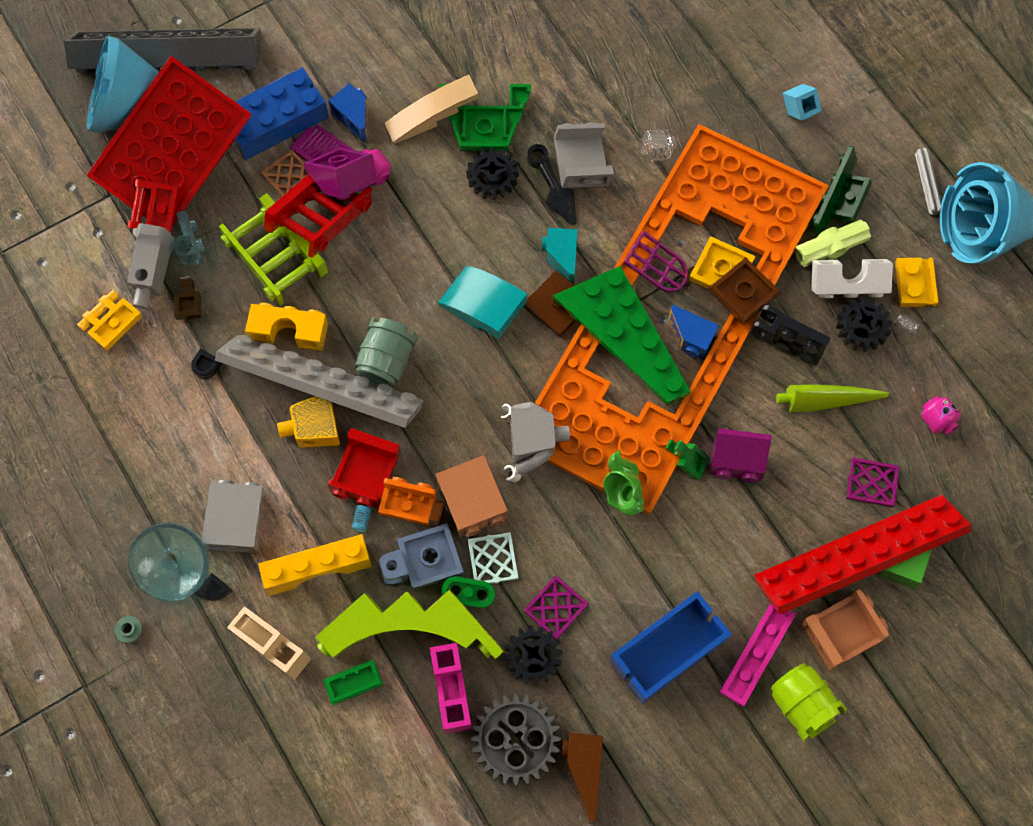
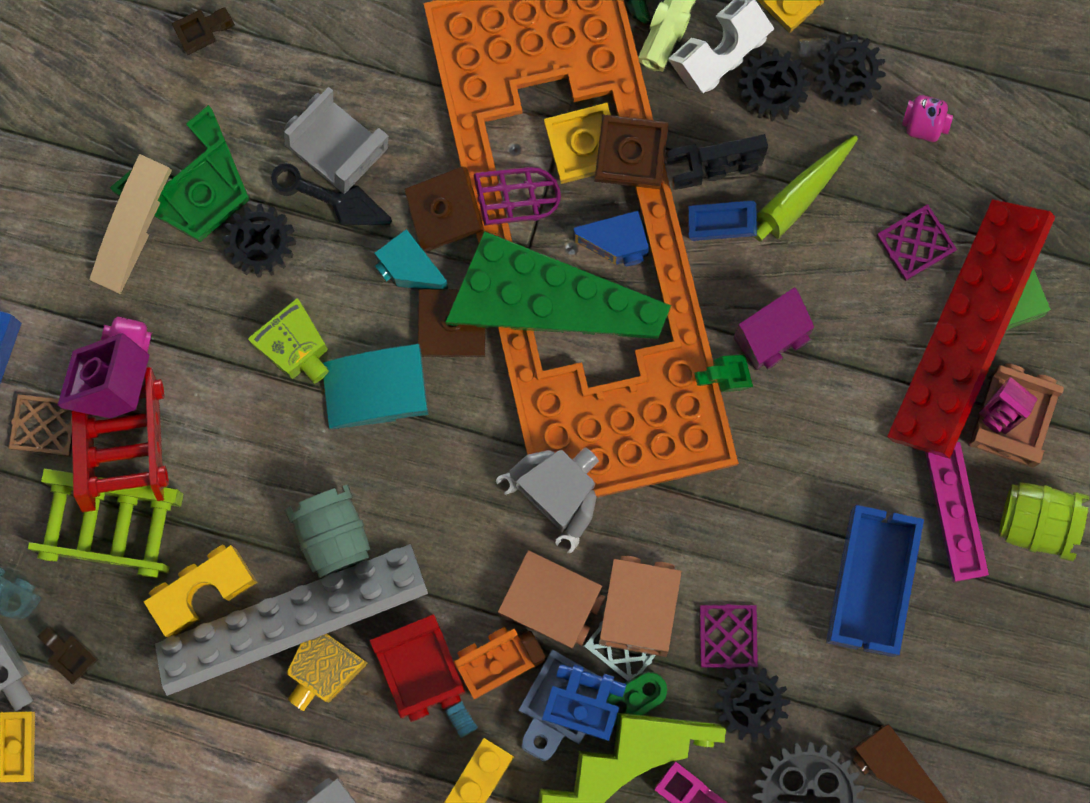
camera: 40 degrees left, 10 degrees up
(204, 365) = (150, 704): black tile -> none
(316, 142) = (42, 364): magenta window -> none
(351, 109) = (41, 295): blue slope -> none
(430, 570) = (581, 712): none -> blue plate
(460, 240) = (292, 343): none -> lime torso
(518, 542) = (640, 606): none -> nougat panel
(561, 43) = (197, 30): none -> dark brown plate
(609, 238) = (444, 209): none -> reddish brown plate
(623, 485) = (693, 461): bright green hair -> none
(657, 145) = (401, 63): clear head -> none
(764, 373) = (722, 220): none -> blue tile
(843, 613) = (1008, 407): none -> dark pink slope
(920, 361) = (856, 58): none -> black gear

